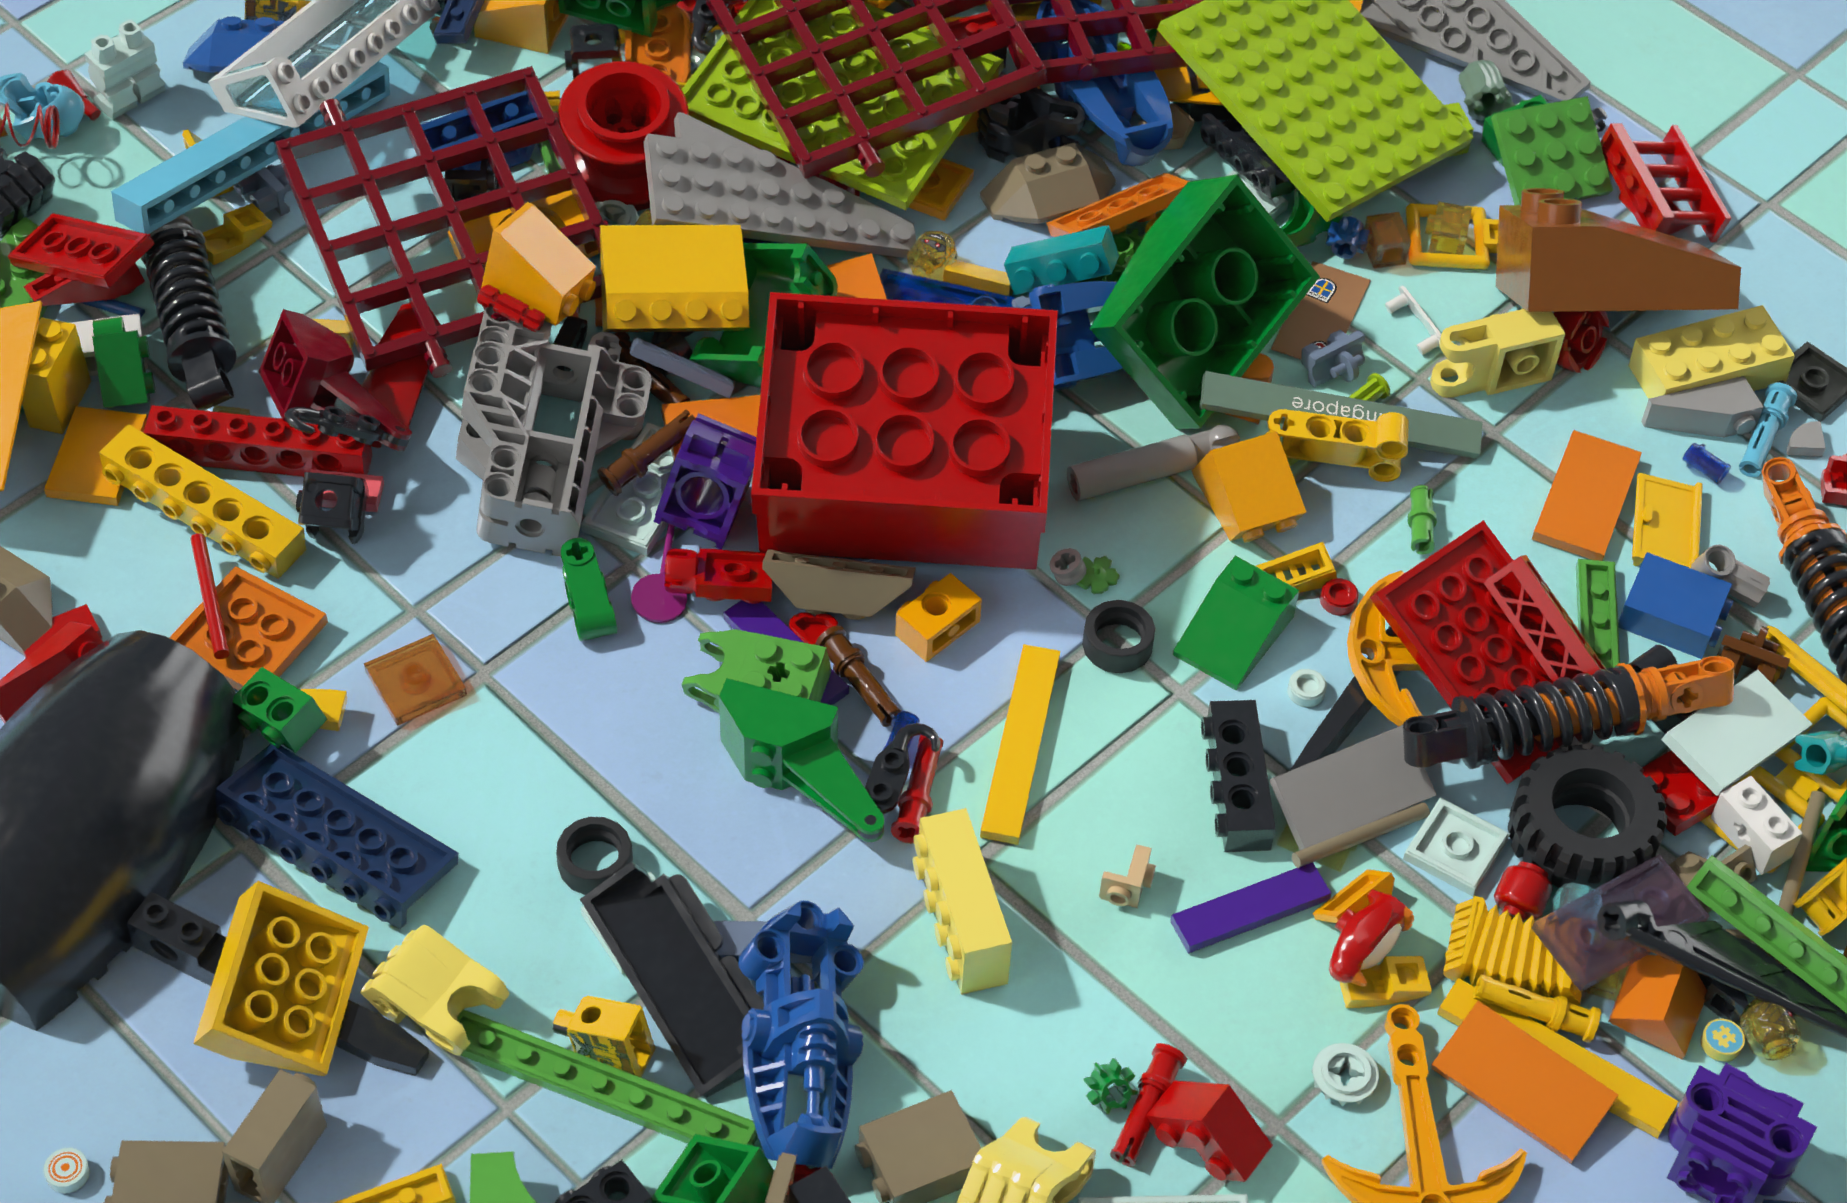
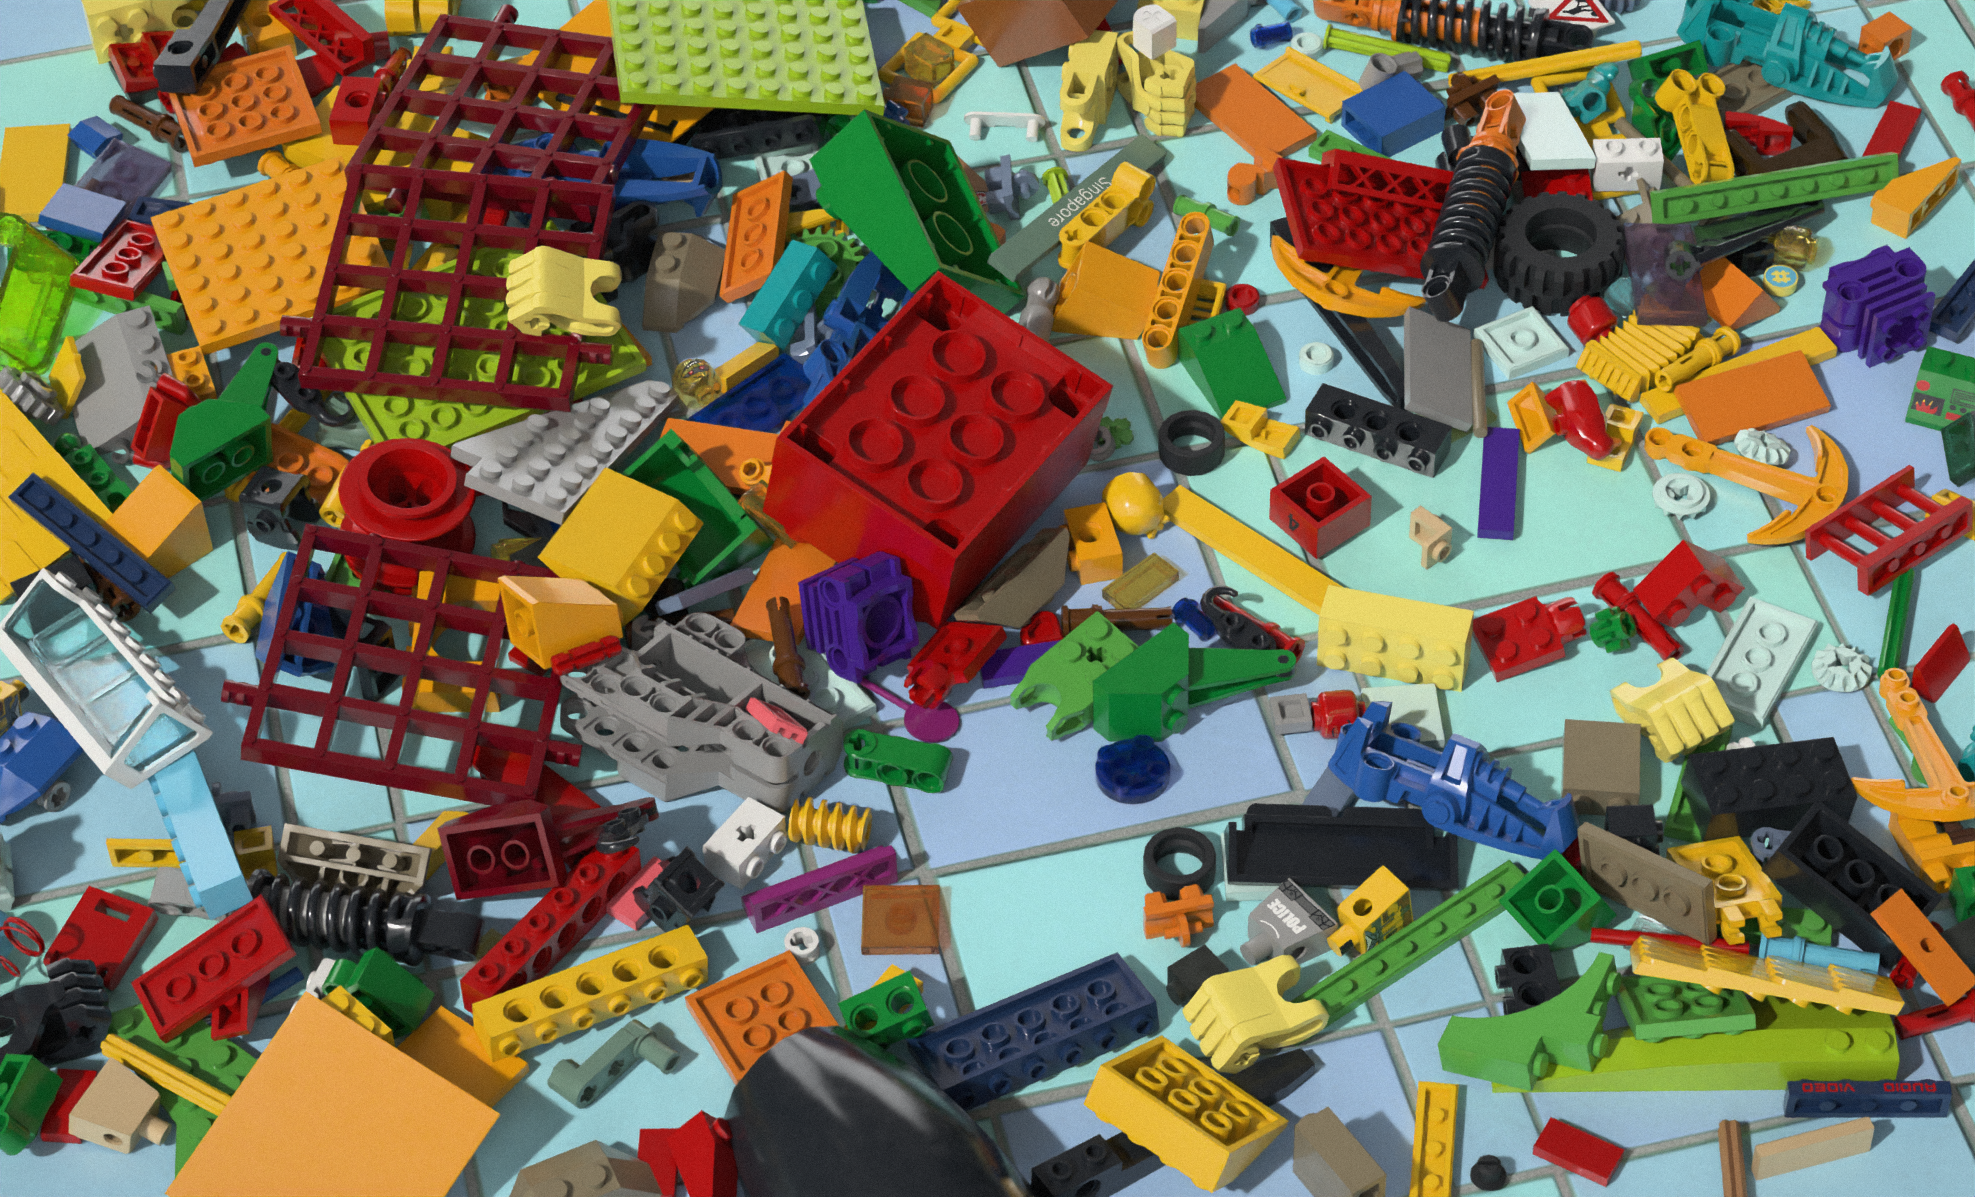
camera: 55 degrees left, 5 degrees down
(93, 175) = (103, 938): none -> red container
(116, 544) = (587, 1081): none -> sand green beam
(209, 596) = (709, 1023): red bar -> none
(250, 283) = (353, 861): none -> dark tan wedge
(343, 633) = (811, 942): none -> white bush
(414, 605) = (820, 888): none -> magenta fence
(429, 529) = (745, 843): none -> white brick
(463, 926) = (1190, 972): none -> pearl dark grey brick
(481, 576) = (830, 826): none -> yellow piece
(516, 479) = (776, 720): none -> coral tile
(524, 886) = (1178, 917): none -> orange hips
(561, 970) = (1287, 925): none -> light grey torso
(690, 772) = (1132, 770): none -> clear blue tile
(831, 863) = (1290, 713): none -> light grey plate
(855, 897) = (1334, 710): none -> red head
(888, 92) = (560, 290): none -> light yellow piece
(894, 958) = (1414, 706): none -> light aqua tile
(920, 677) = (1141, 583): none -> clear yellow tile
(1001, 625) = (1135, 504): none -> yellow helmet
(1059, 1015) = (1527, 634): none -> red plate
(1097, 769) = (1320, 507): none -> red brick
(1178, 683) = (1252, 427): none -> yellow slope
(1292, 532) = (1177, 276): none -> light orange beam
(1460, 1134) = (1762, 446): none -> light aqua gear
(1515, 541) = (1247, 179): none -> orange leg
(1544, 427) = (1158, 87): none -> light yellow piece
(1575, 353) = (1153, 31): none -> white piece
(1718, 499) = (1308, 44): none -> light aqua tile
(1765, 560) = (1370, 45): none -> lime axle

